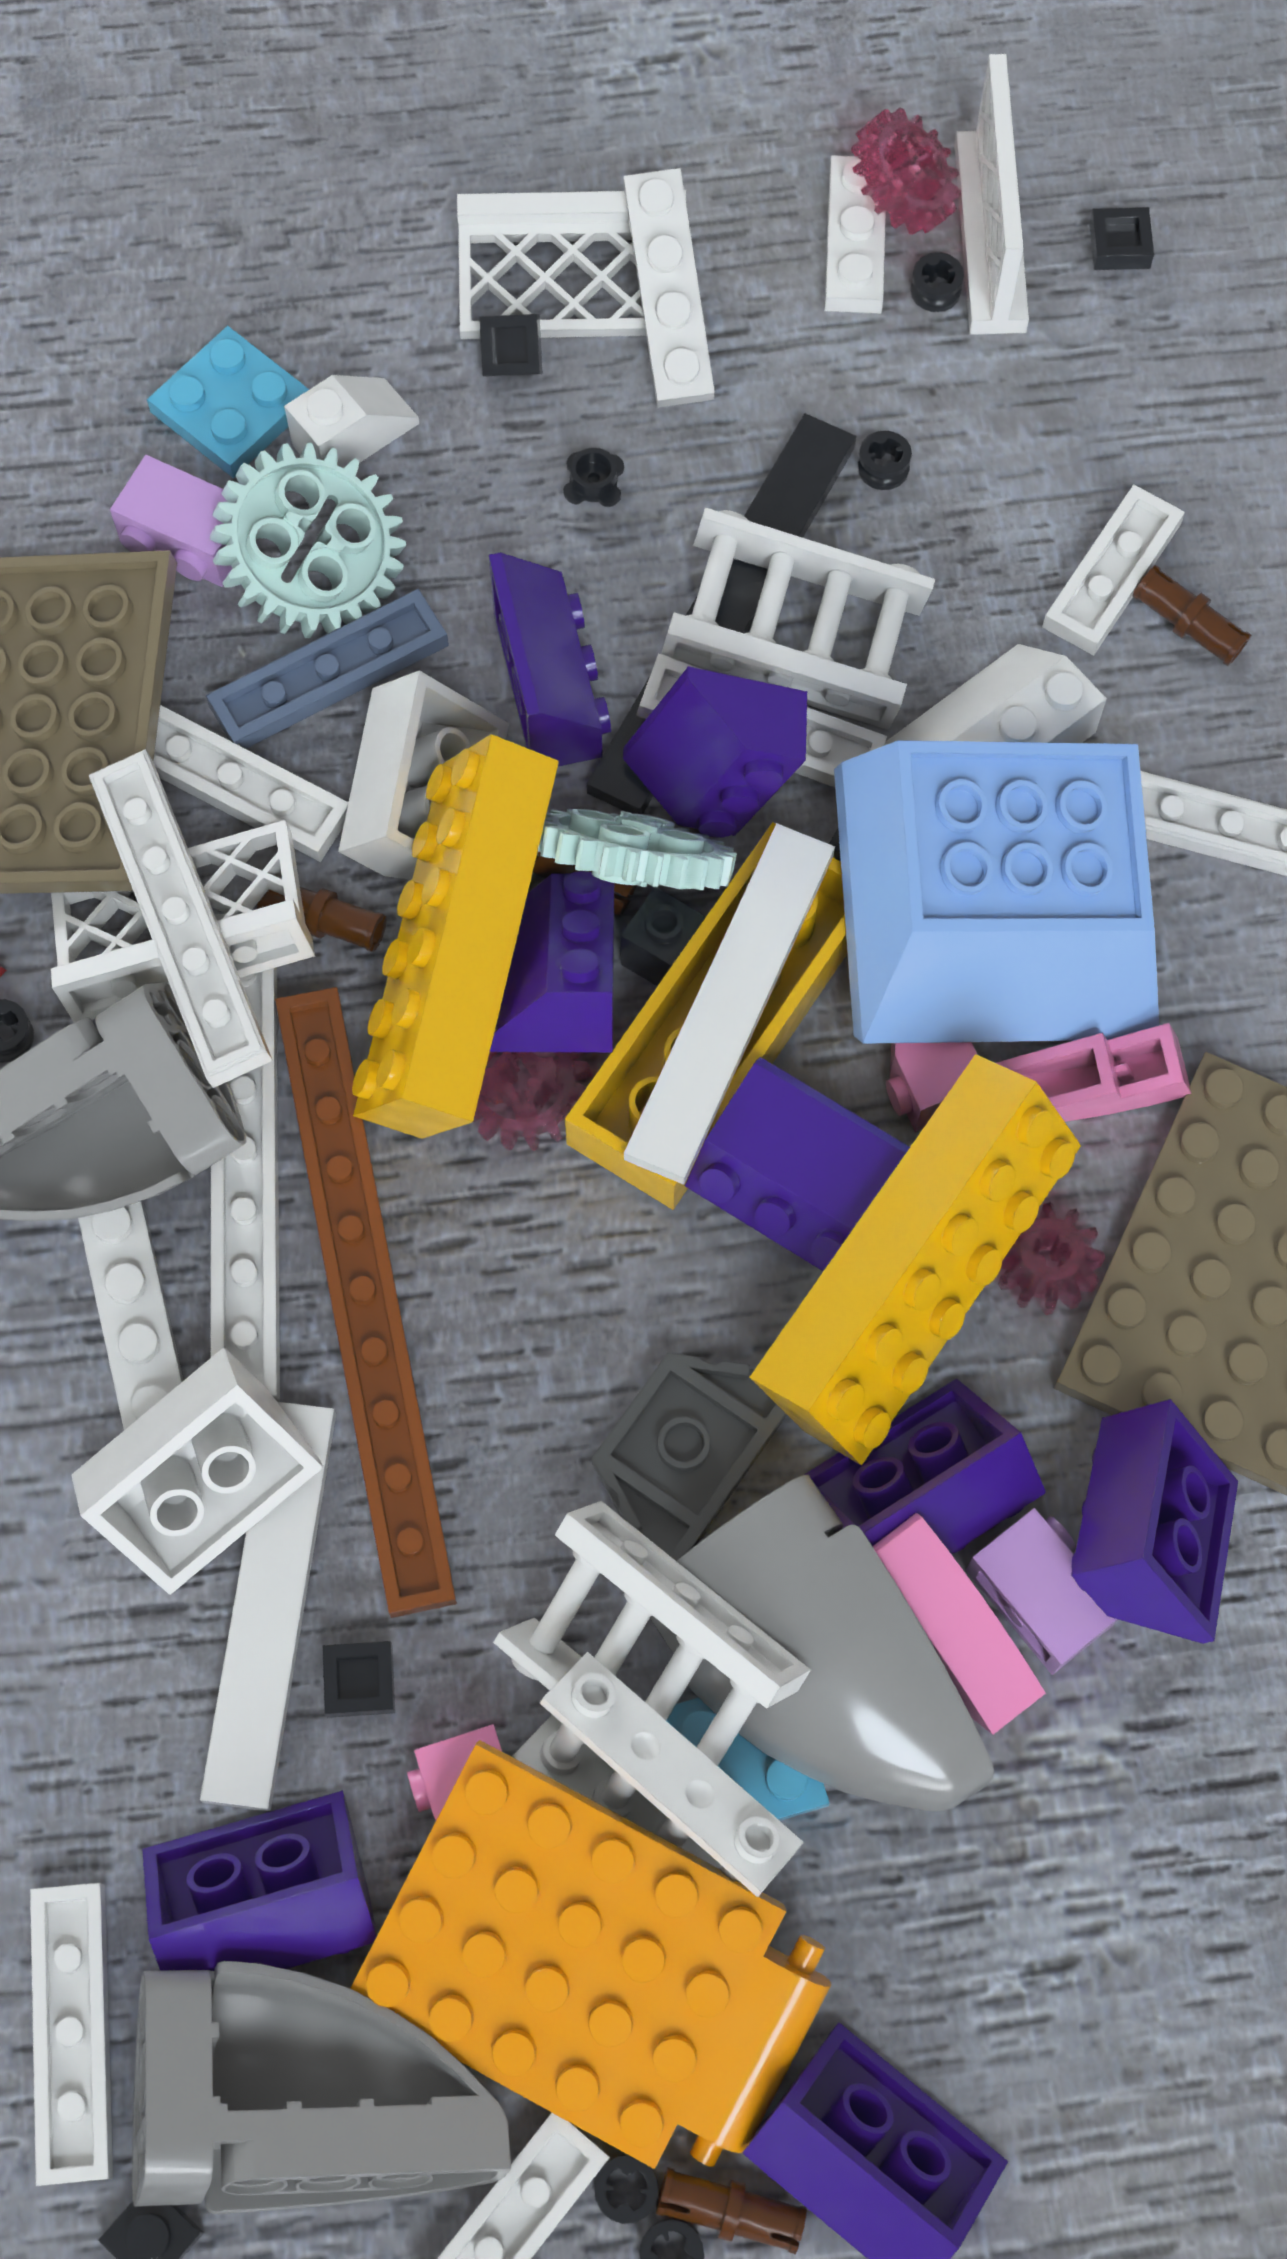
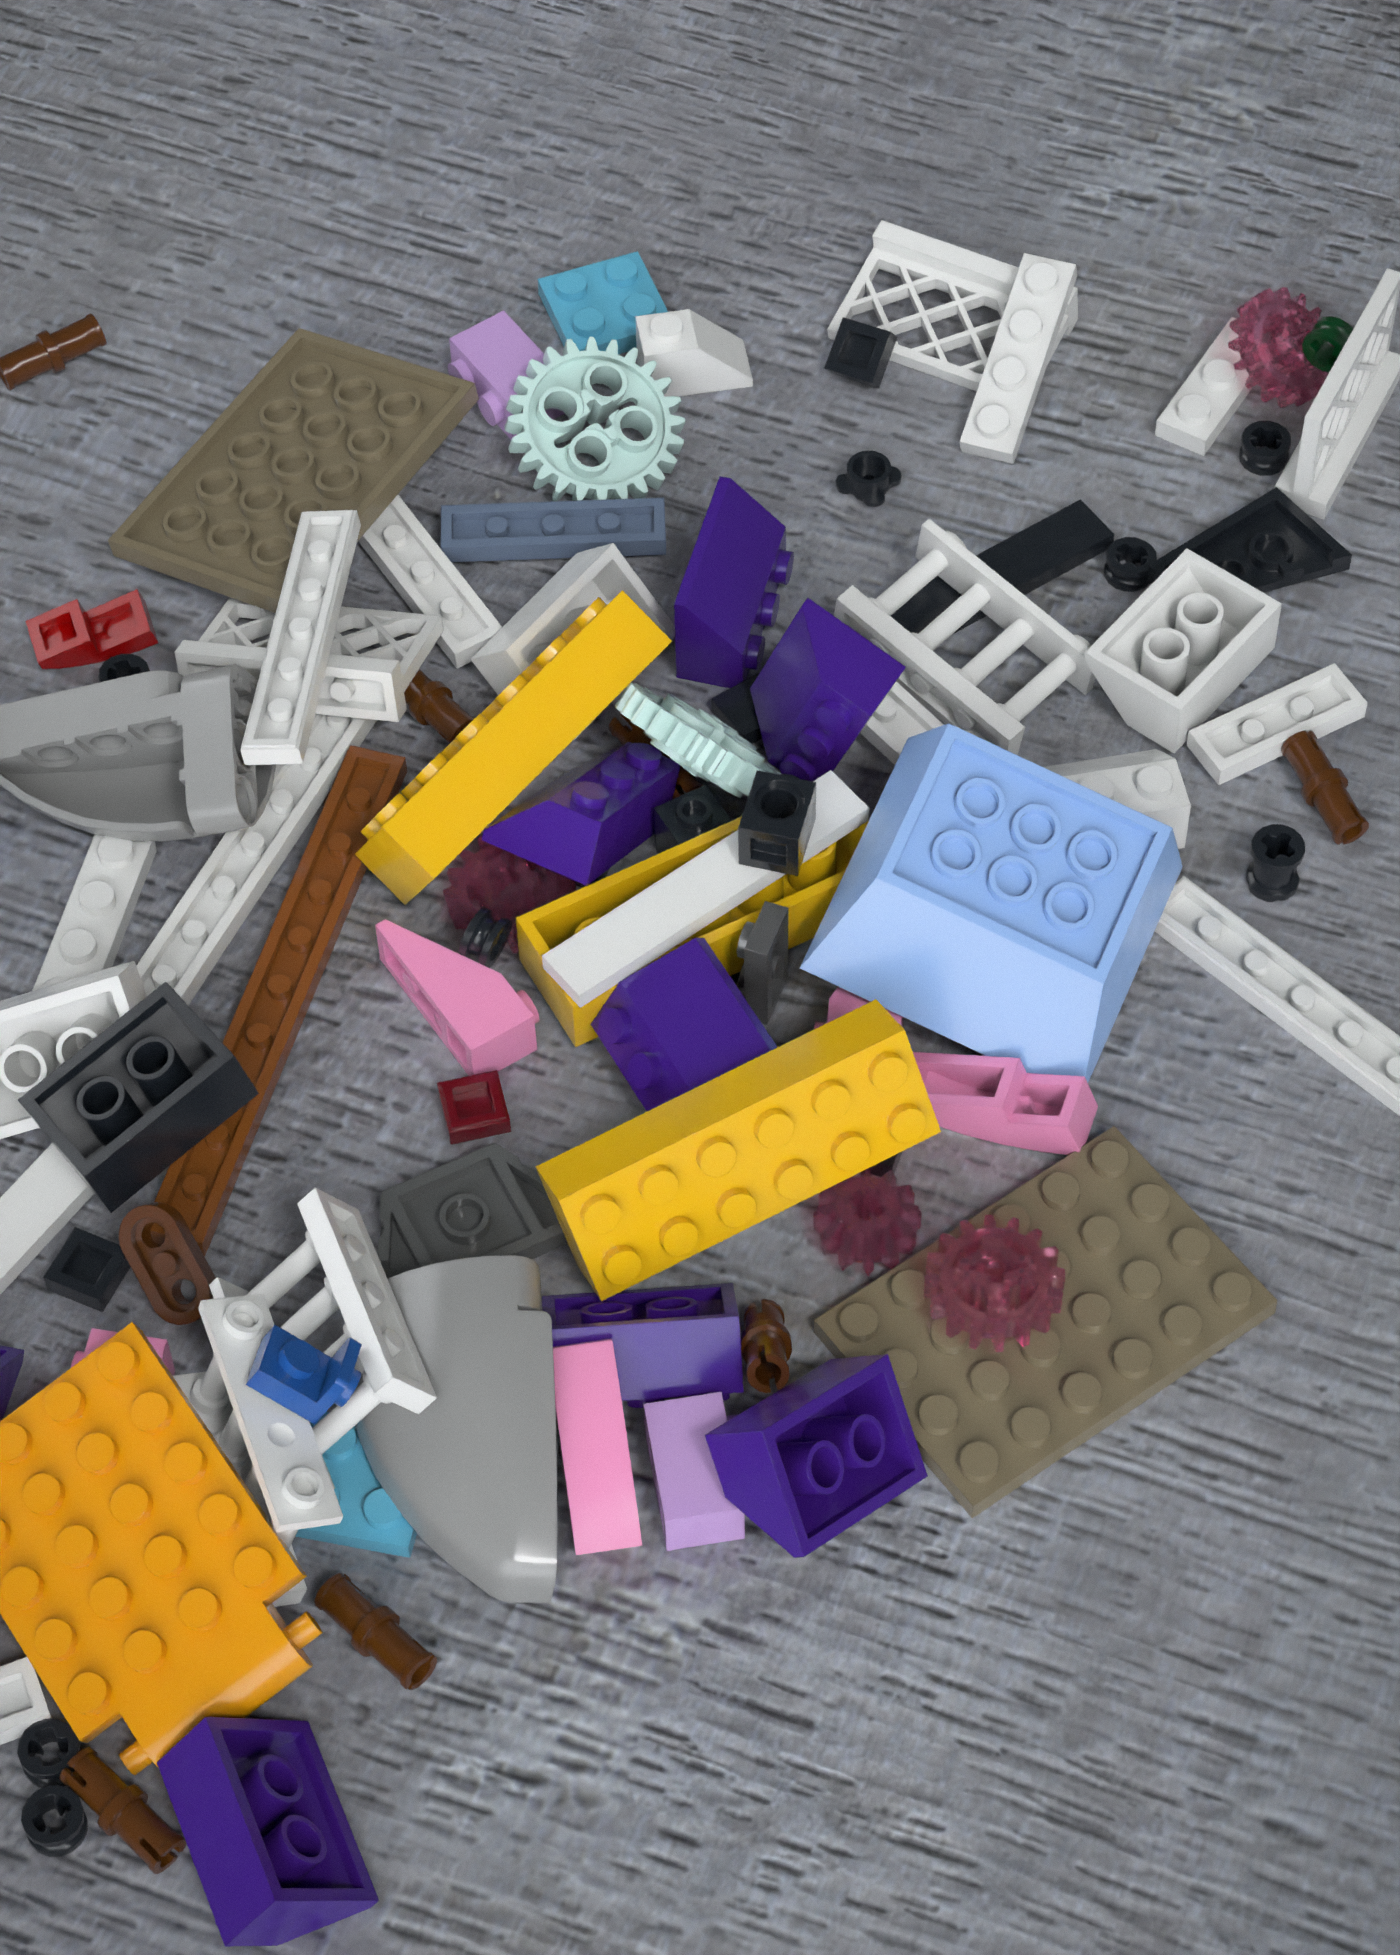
camera: 30 degrees right, 15 degrees down
(315, 1490) = (139, 1096): none -> black slope
(433, 1638) = (165, 1266): none -> reddish brown plate
(541, 1149) = (485, 937): none -> black bush
(547, 1219) = (461, 999): none -> bright pink slope
(615, 1319) = (474, 1107): none -> dark red tile
(687, 1721) = (303, 1376): none -> blue bracket
(767, 933) = (775, 842): none -> black brick
(813, 1043) = (765, 959): none -> flat silver plate
(852, 1904) = (375, 1631): none -> reddish brown pin
(959, 152) = (1316, 348): none -> dark green bush
(989, 404) = (1265, 545): none -> black wing
(998, 532) = (1183, 648): none -> white slope
(1045, 1438) = (766, 1346): none -> reddish brown pin
(1199, 698) = (1276, 855): none -> black bush
(1223, 1296) = (1020, 1278): none -> clear pink gear

